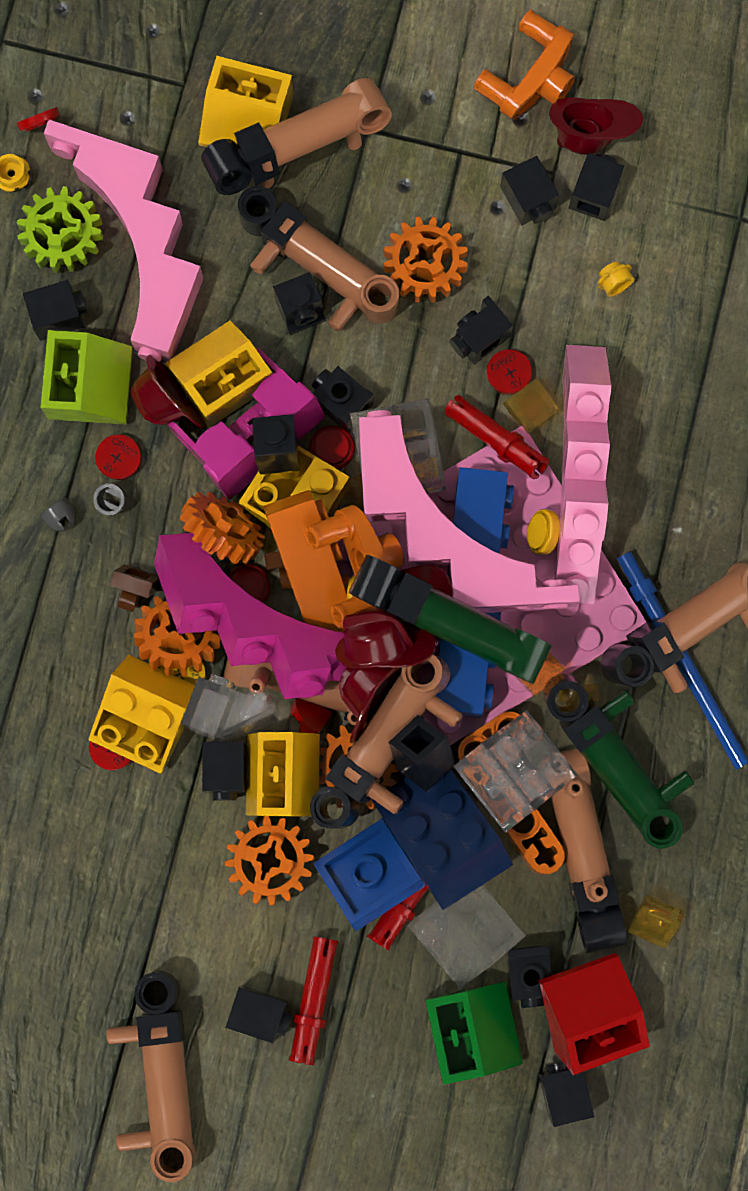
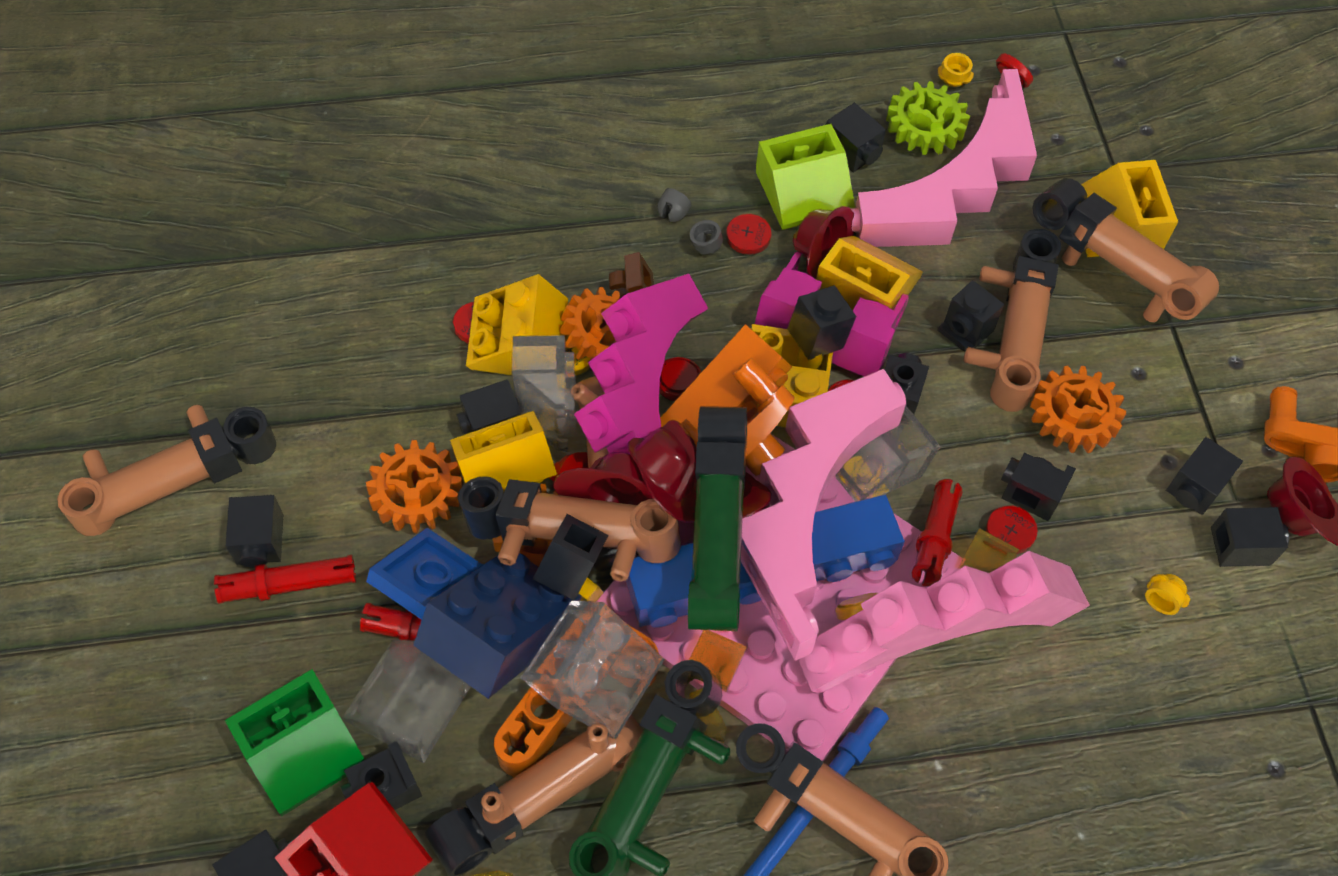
camera: 65 degrees right, 20 degrees down
(222, 527) = (718, 315): orange gear -> none

